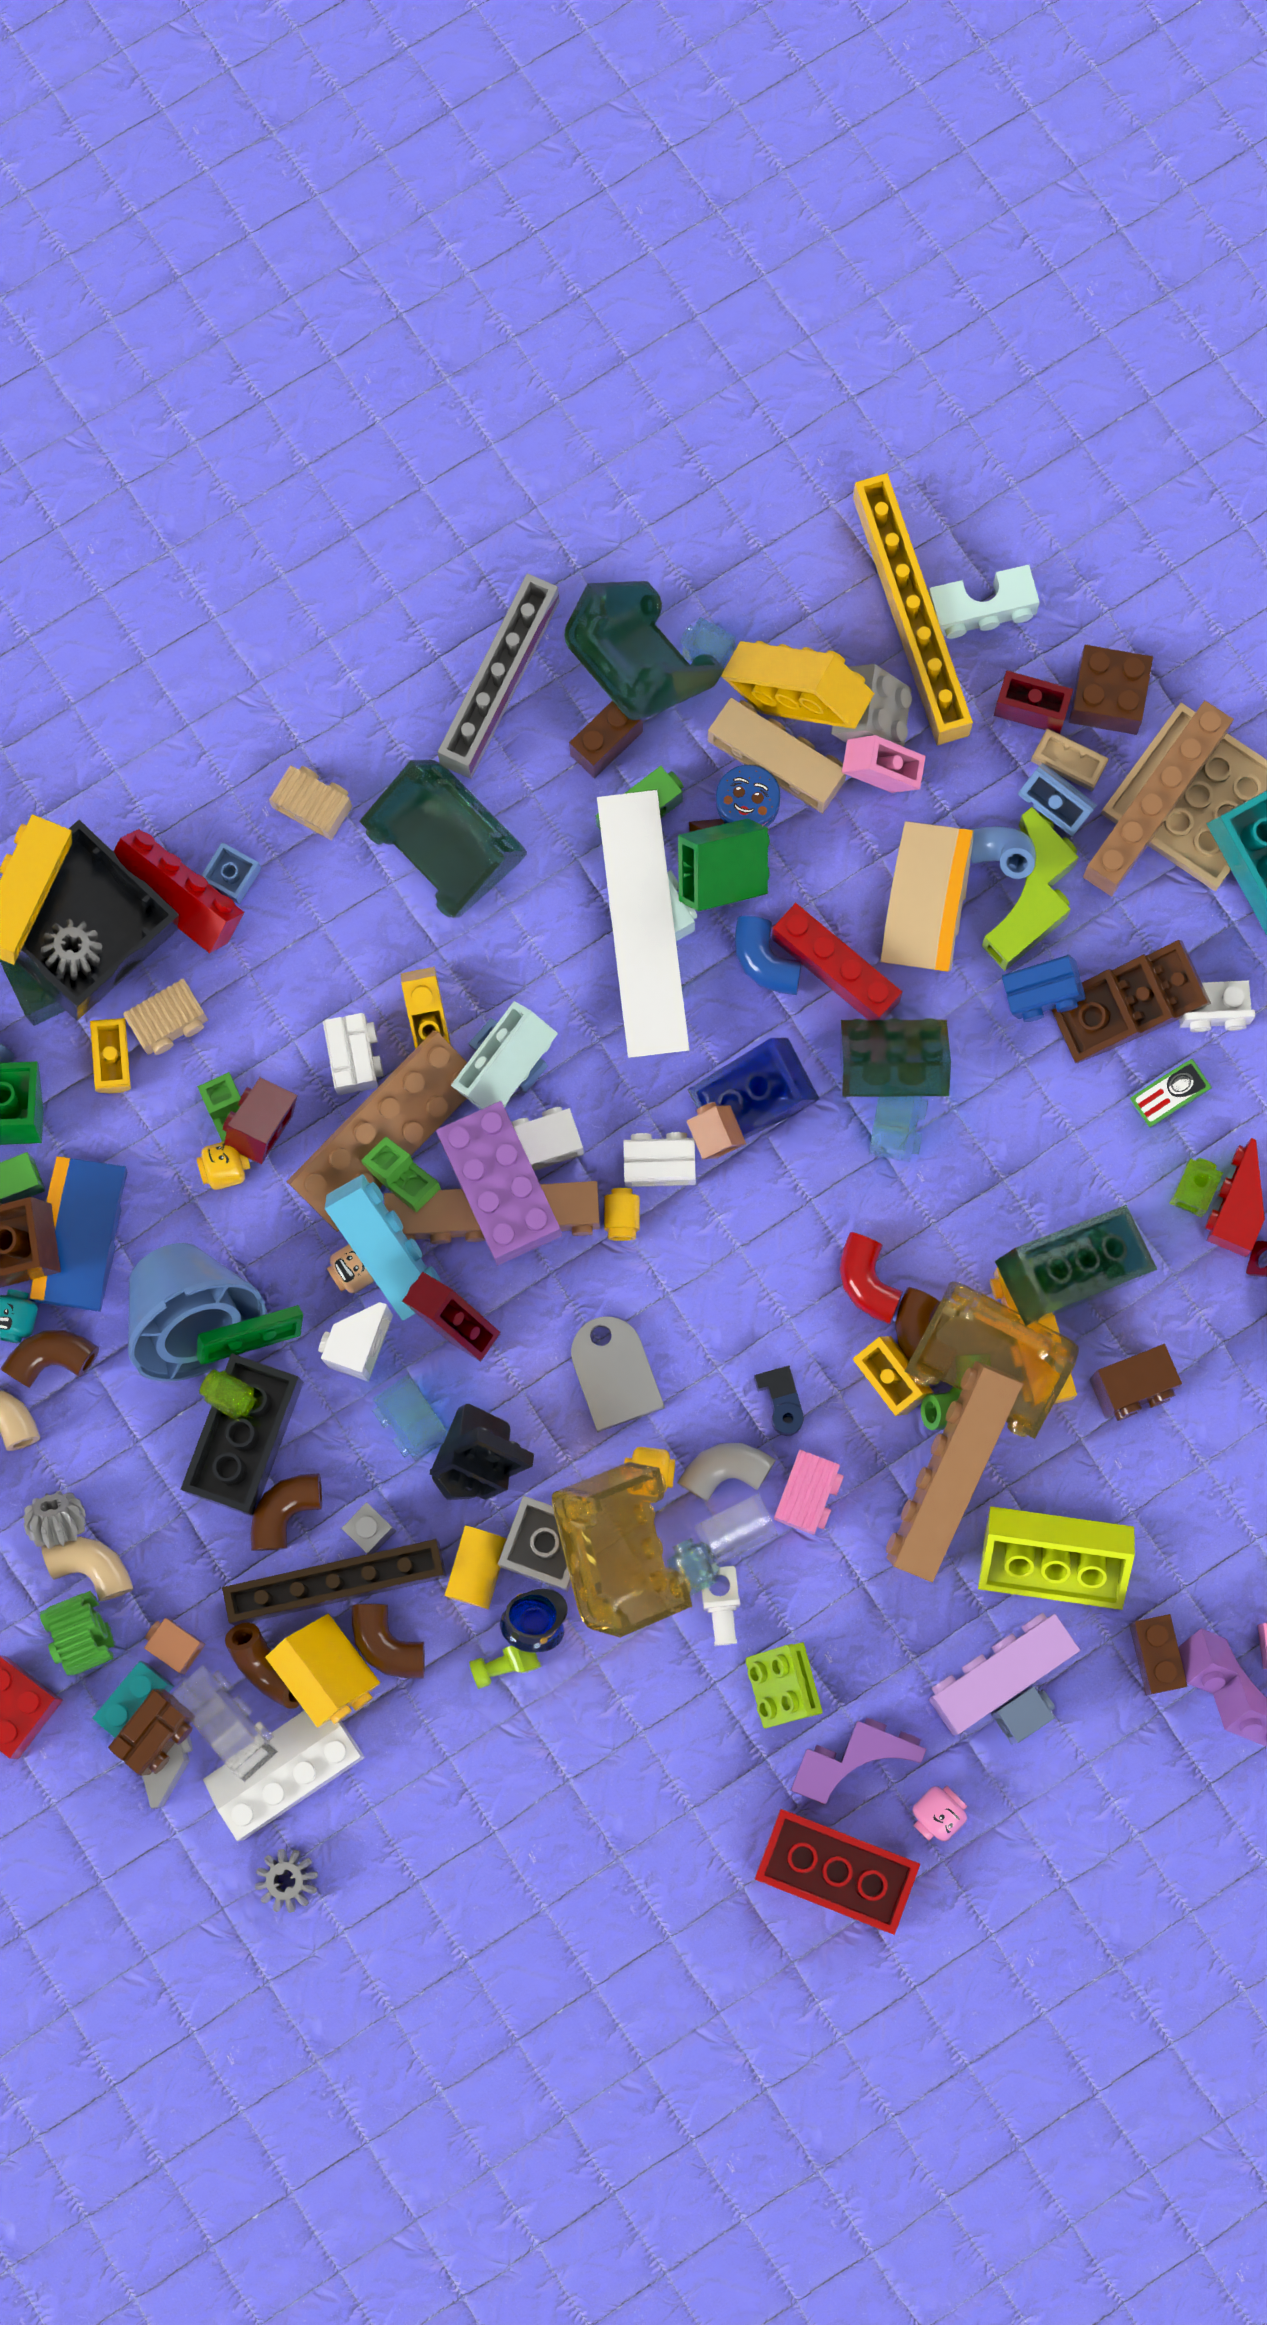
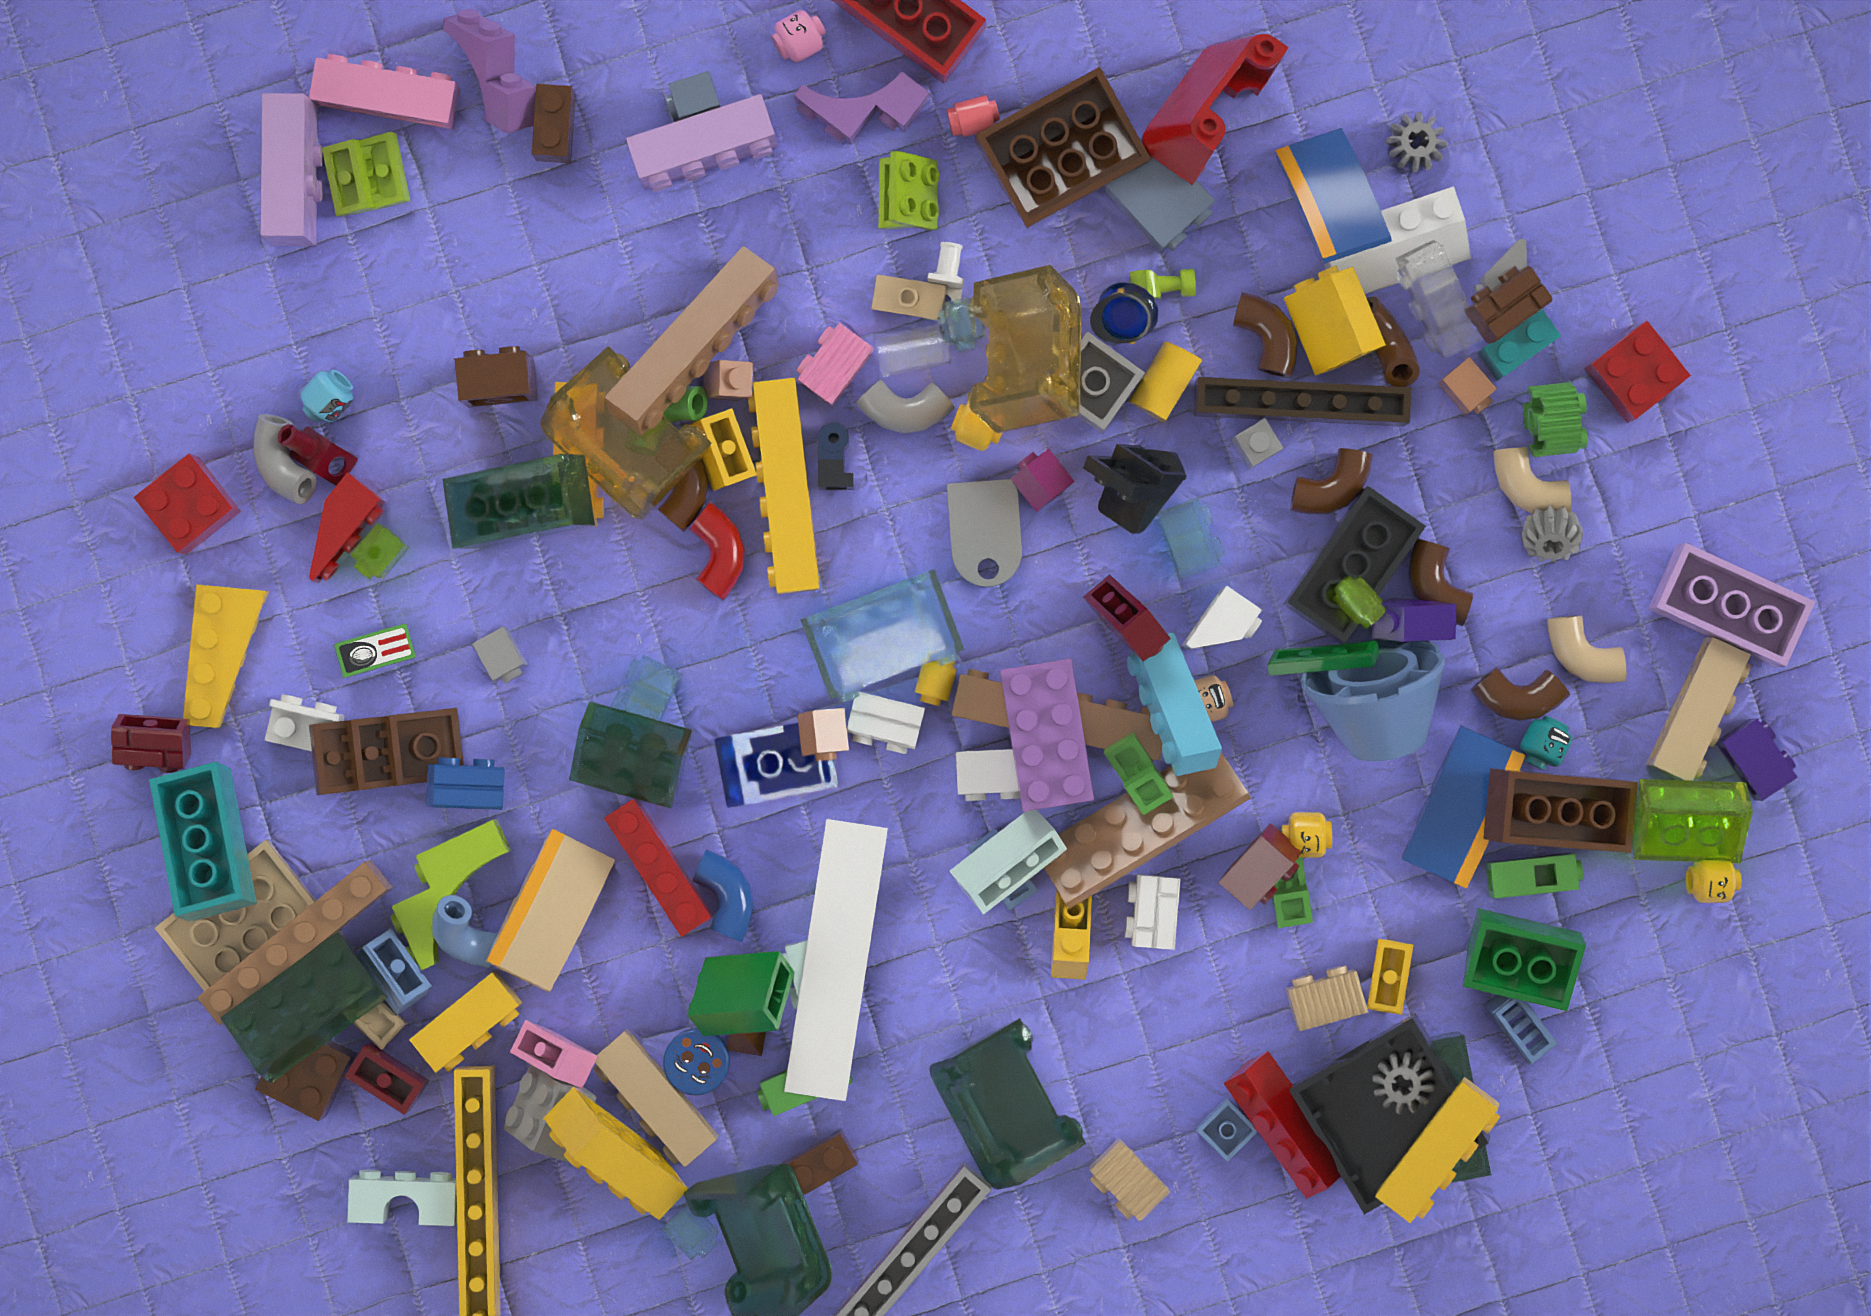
camera: 170 degrees left, 10 degrees up
(162, 1439) = (1429, 580): none -> reddish brown cylinder
(168, 1396) = (1415, 620): none -> dark purple slope
(356, 1796) = (1333, 196): none -> blue slope
(528, 1820) = (1185, 128): none -> red windscreen
(529, 1752) = (1160, 203): none -> sand blue brick
(572, 1435) = (1041, 479): none -> magenta brick
(640, 1769) = (1062, 147): none -> reddish brown slope
(687, 1239) = (882, 635): none -> clear light blue windscreen
(740, 1781) = (972, 116): none -> coral brick
(754, 1580) = (908, 297): none -> tan plate
(821, 1360) = (785, 486): none -> yellow brick
(907, 1445) = (728, 380): none -> nougat brick
(974, 774) = (467, 1023): none -> yellow brick
(1048, 1121) = (500, 655): none -> light grey brick
(1056, 1557) = (619, 239): neon yellow slope -> none
(1130, 737) = (303, 1007): none -> clear green brick

